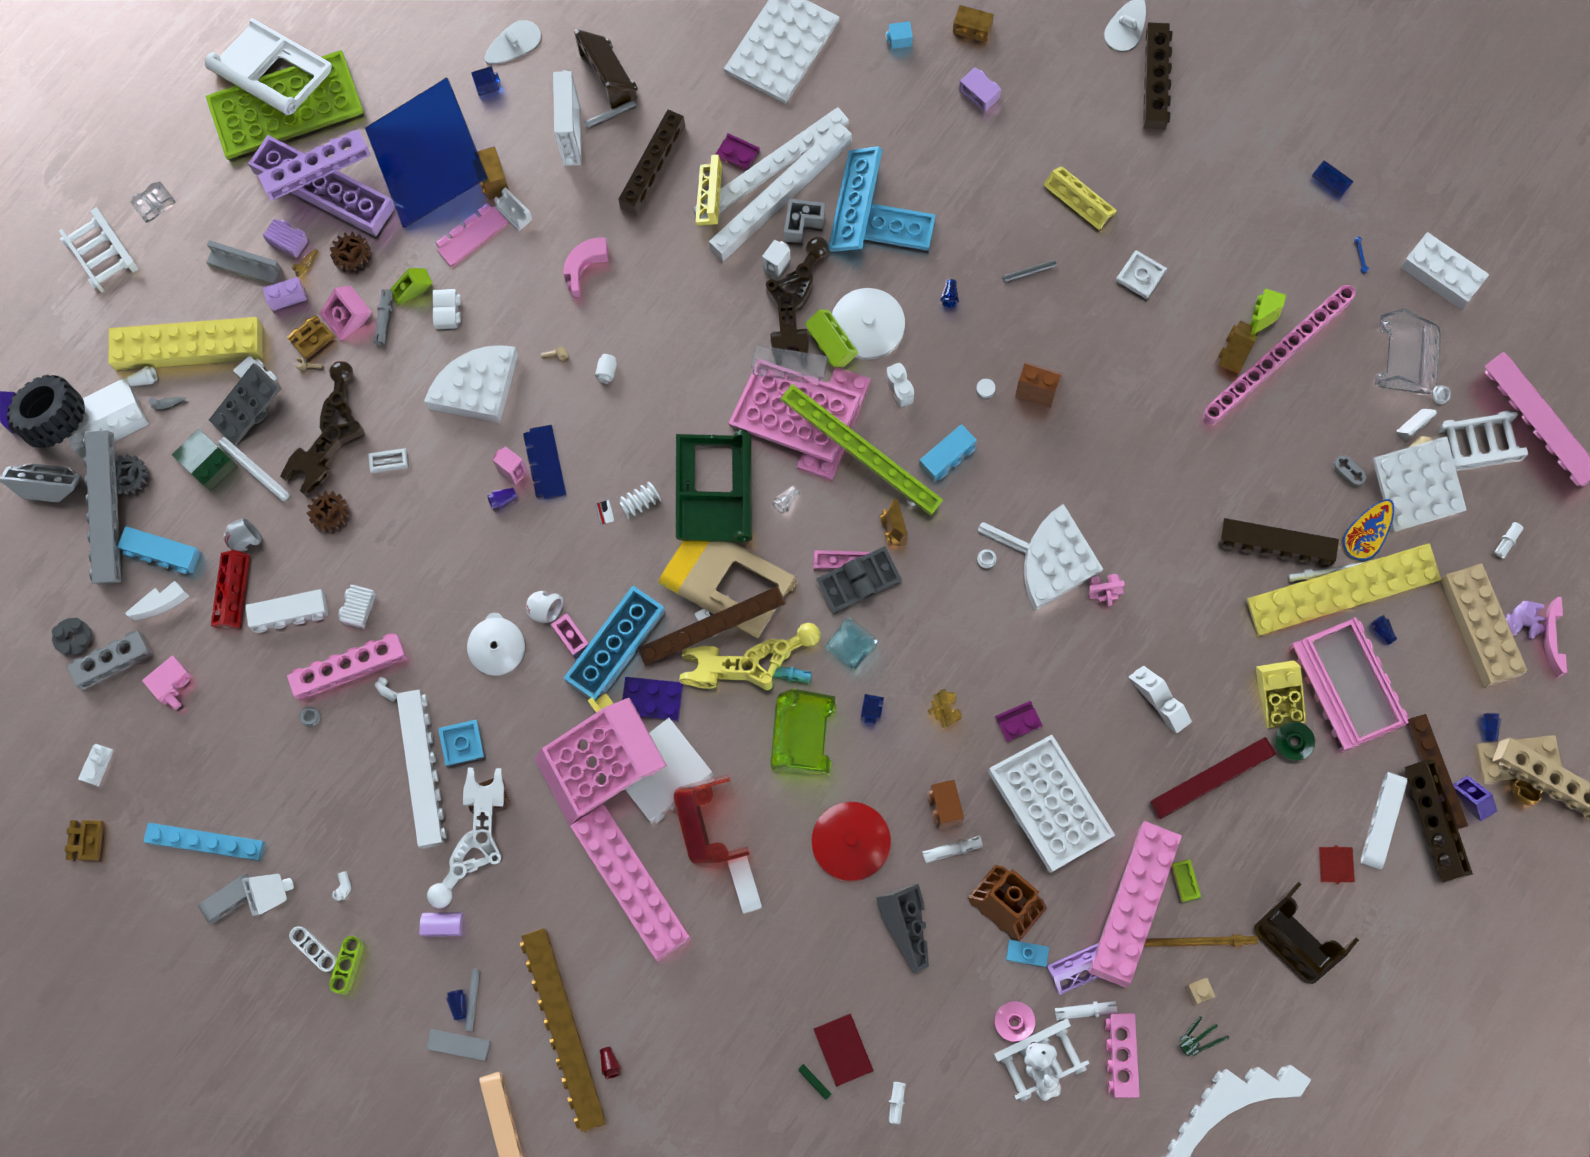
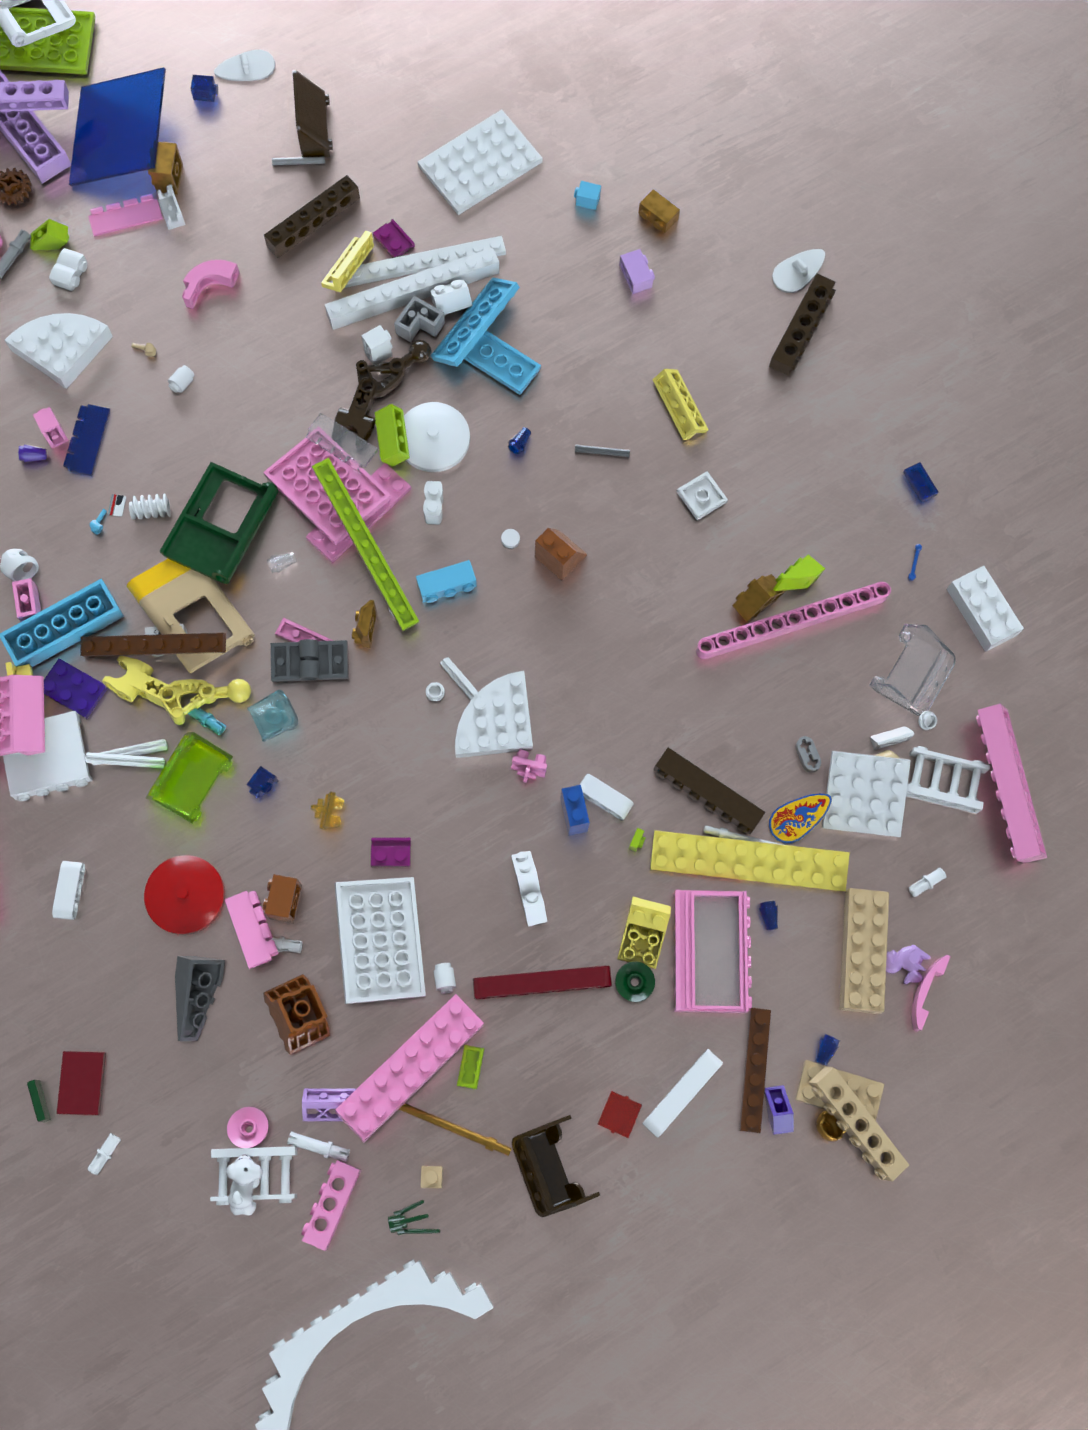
camera: 15 degrees right, 0 degrees up
(567, 118) = (254, 116): white window -> none
(596, 540) = (95, 525): none -> medium azure hand
(688, 803) = (51, 792): clear red windscreen -> none
(734, 734) = (140, 749): none -> white axle
(736, 743) = (126, 760): none -> white axle
(822, 184) = (451, 296): none -> white brick
(931, 849) = (248, 928): none -> bright pink windscreen
(1027, 953) = (292, 1069): medium azure plate -> none
(1124, 812) = (444, 978): none -> white brick
(1169, 611) = (574, 810): none -> blue brick
(1187, 587) = (606, 797): none -> white beam
(1235, 614) = (638, 840): none -> lime plate
(1446, 823) = (733, 1116): dark brown brick -> none

